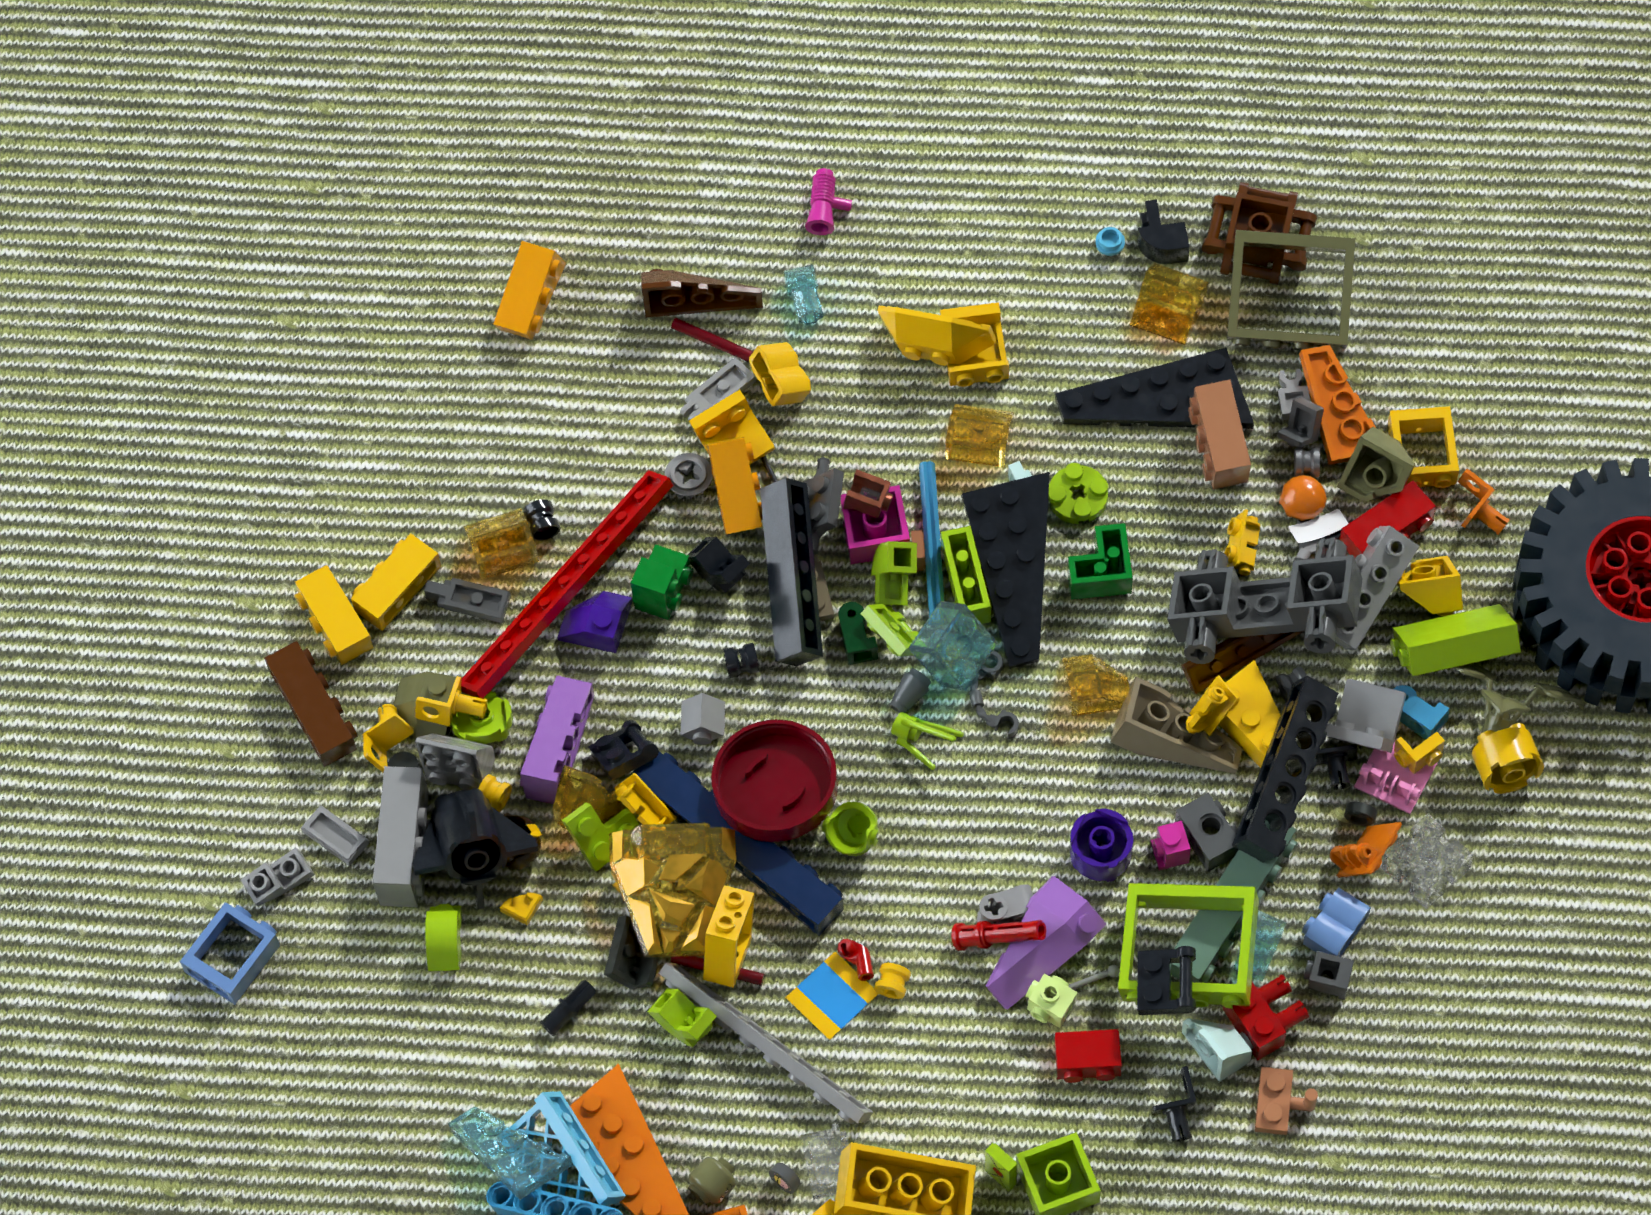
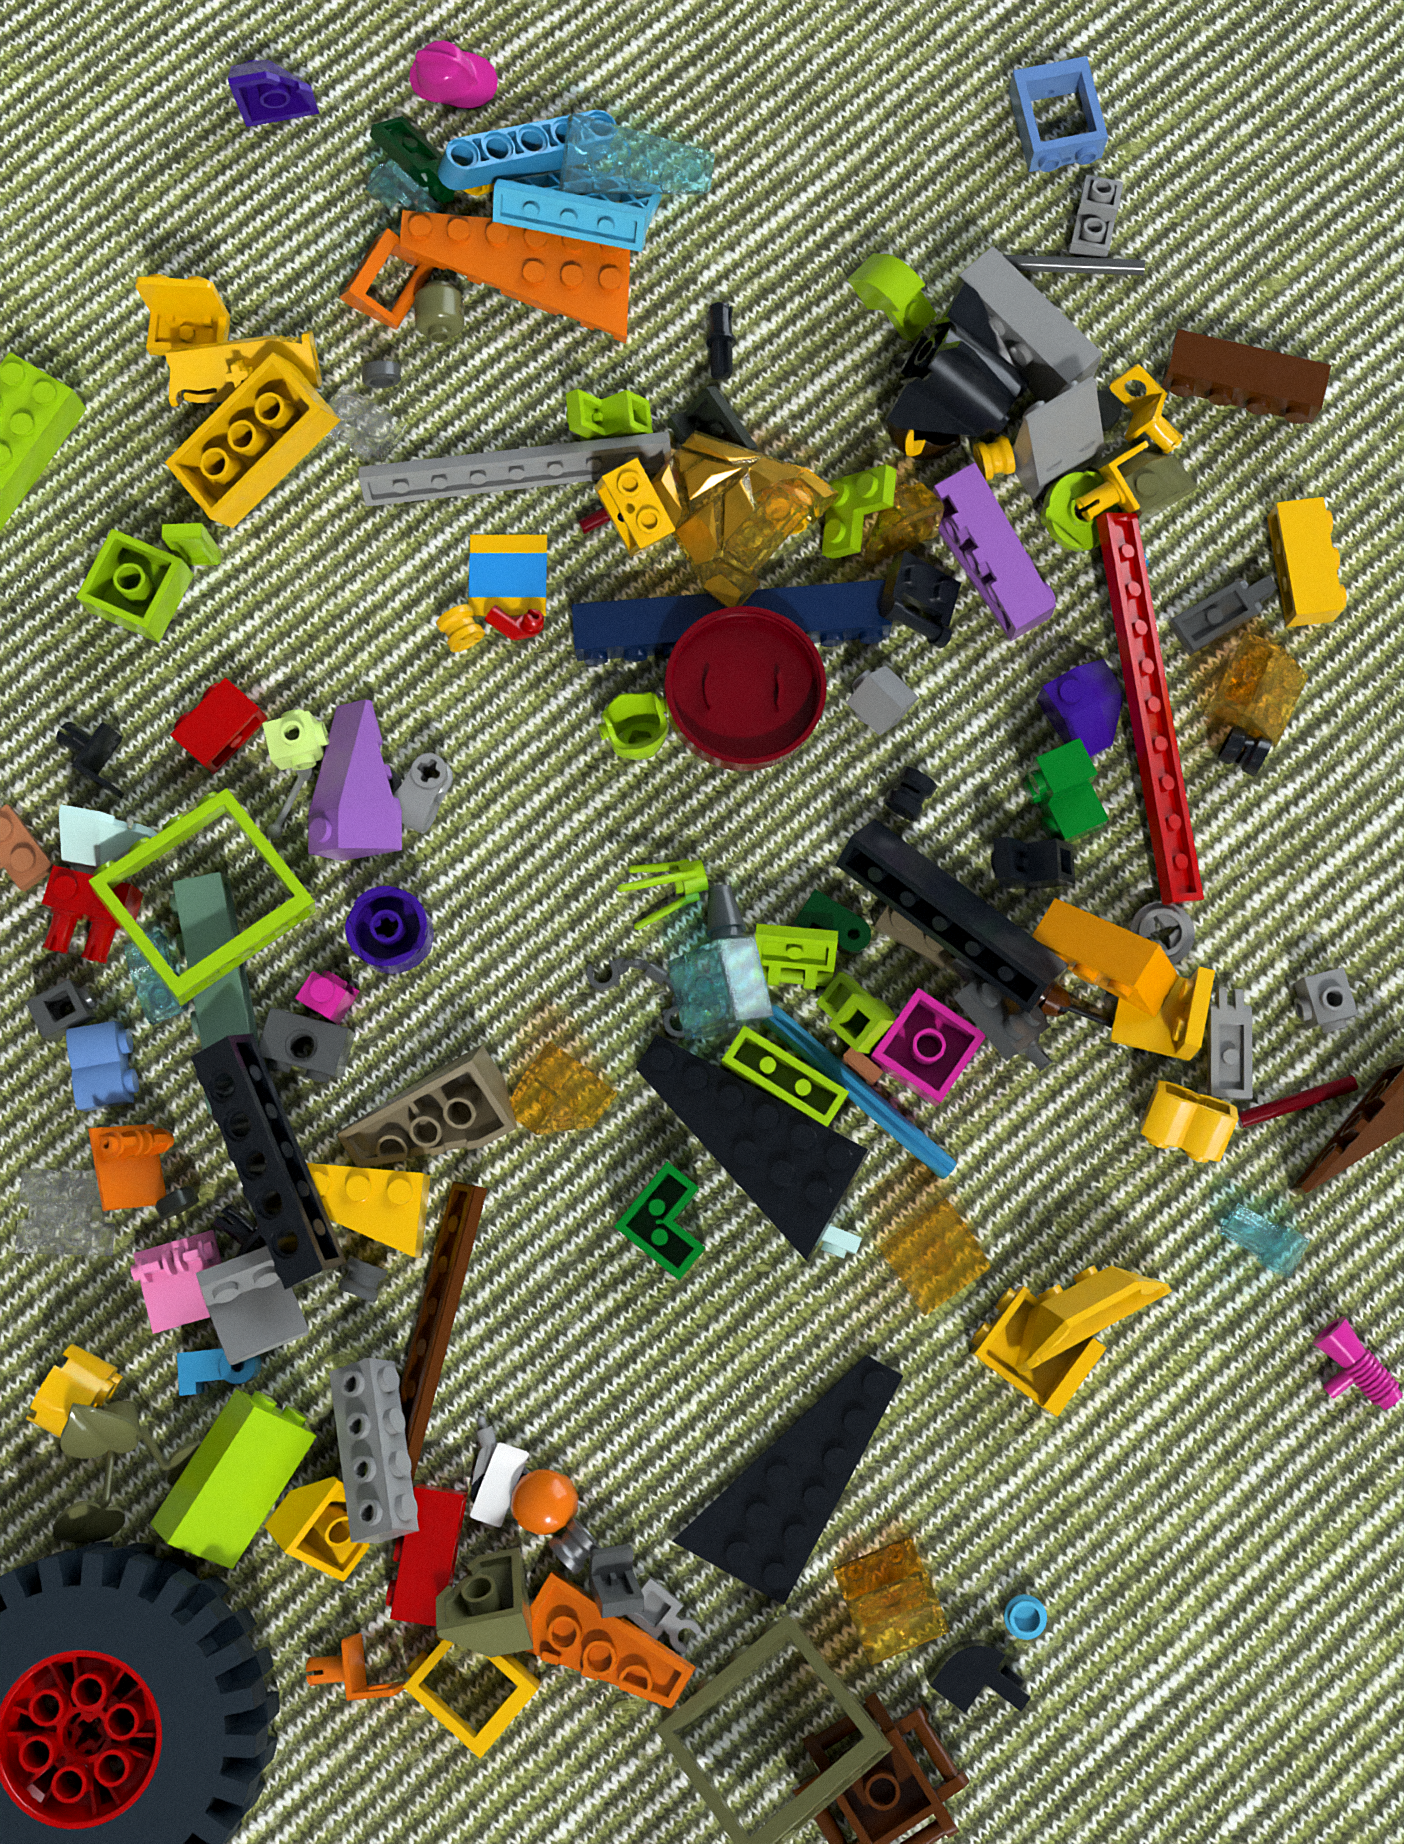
camera: 135 degrees right, 15 degrees up
(325, 867) = (1077, 265): none -> dark grey bar
(332, 615) = (1347, 481): yellow brick -> none
(335, 835) = (1092, 298): light grey tile -> none
(522, 907) = (859, 392): yellow tile -> none
(643, 801) = (859, 560): yellow hinge -> none
(644, 368) = (1325, 1000): none -> light grey brick
(868, 494) = (952, 1051): copper window -> none
(986, 934) = (411, 741): red pin -> none
(1080, 509) = (791, 1300): lime plate -> none
(1155, 981) = (188, 817): black plate -> none
(1211, 707) = (406, 1158): yellow hinge -> none
(1216, 605) = (451, 1327): dark grey piece -> none
(1219, 435) = (680, 1479): nougat brick -> none
(1242, 531) = (549, 1370): yellow hinge -> none
(1426, 753) = (161, 1325): yellow bracket -> none

